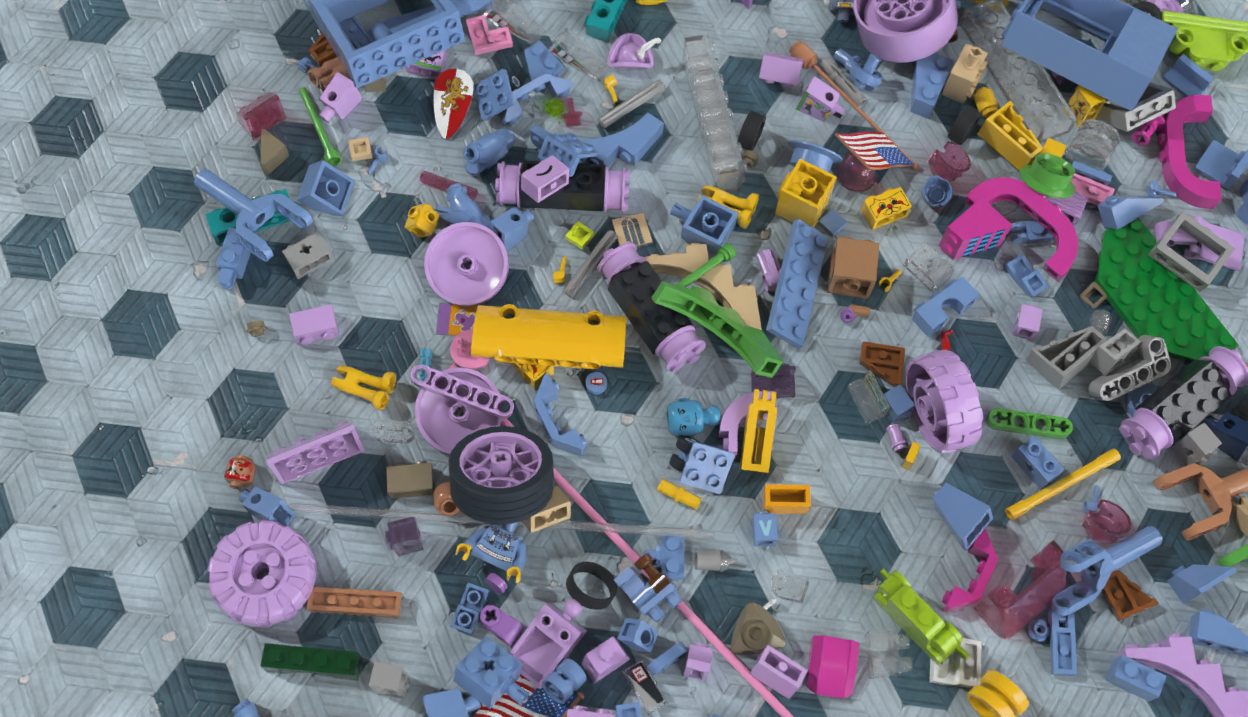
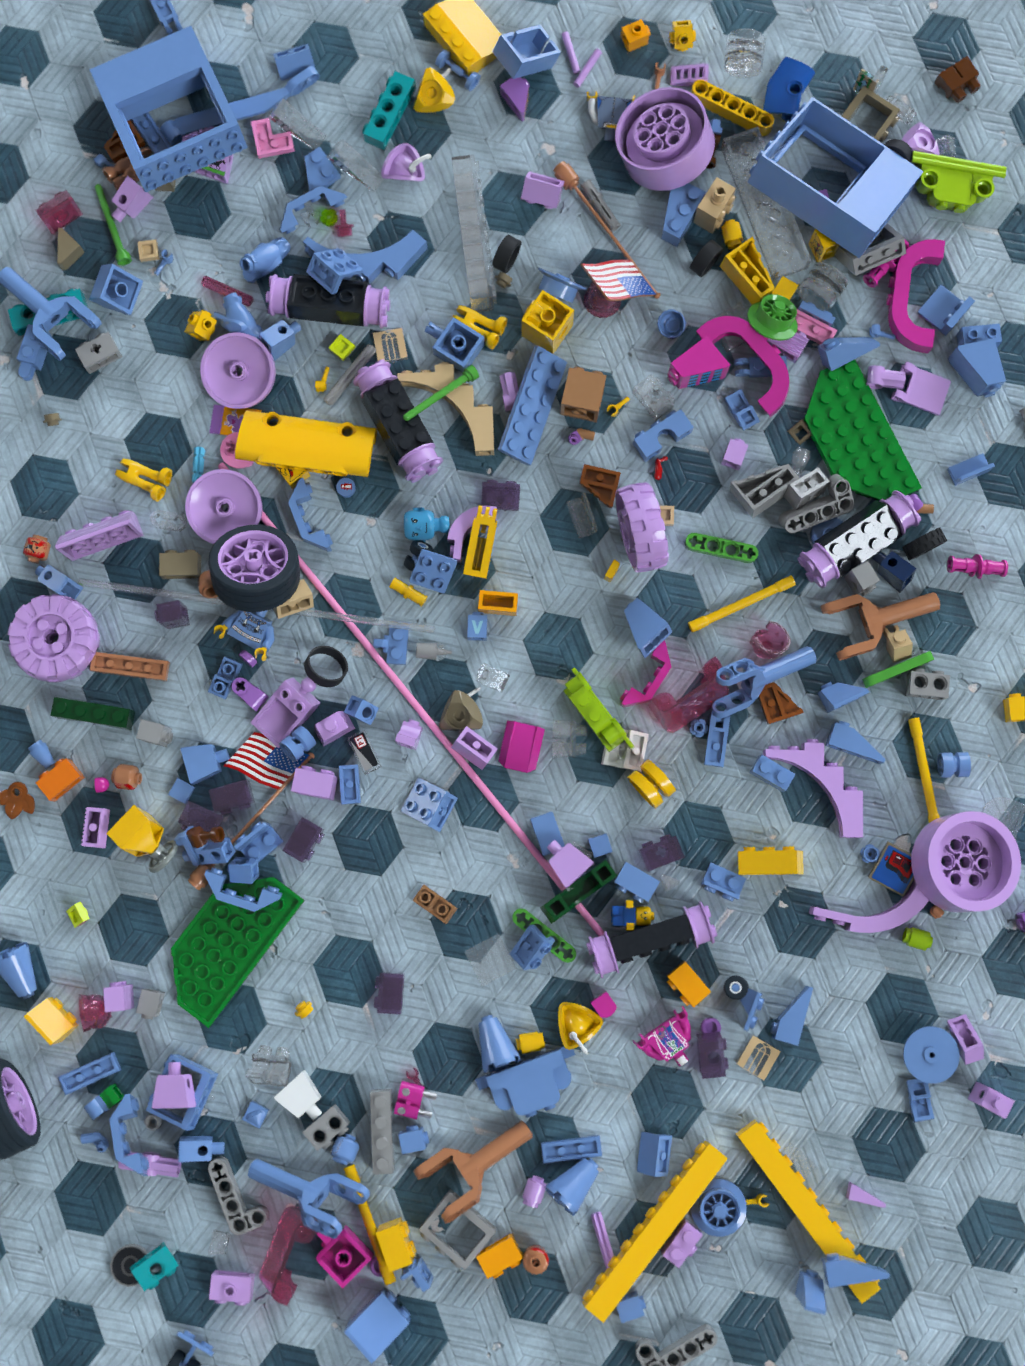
camera: 10 degrees right, 15 degrees up
(314, 324) = (102, 419): lavender brick -> none
(452, 100) = (233, 206): shield -> none
(454, 383) = (218, 485): lavender beam -> none
(490, 673) = (236, 734): medium blue brick -> none
(495, 93) = (273, 201): medium blue plate -> none
(545, 178) = (309, 296): lavender brick -> none
(609, 83) = (381, 195): yellow hand -> none
(631, 103) = (400, 217): light grey axle -> none
(650, 594) = (373, 677): medium blue hips -> none
(667, 658) = (384, 731): medium blue beam -> none
(724, 322) = (459, 440): bright green arch -> none
(820, 101) = (575, 226): lavender torso -> none
(832, 222) = (572, 347): medium blue tile -> none
(863, 75) = (619, 197): medium blue pin -> none
(886, 207) = (622, 336): yellow brick -> none
(898, 443) = (602, 554): lavender pin -> none
(899, 403) = (607, 523): medium blue brick -> none
(949, 164) = (688, 296): clear pink helmet -> none
(1037, 462) = (721, 584): medium blue brick -> none
(1092, 505) = (761, 624): medium blue hand -> none
(1181, 266) = (880, 411): light grey window -> none
(1188, 77) = (929, 219): medium blue panel -> none

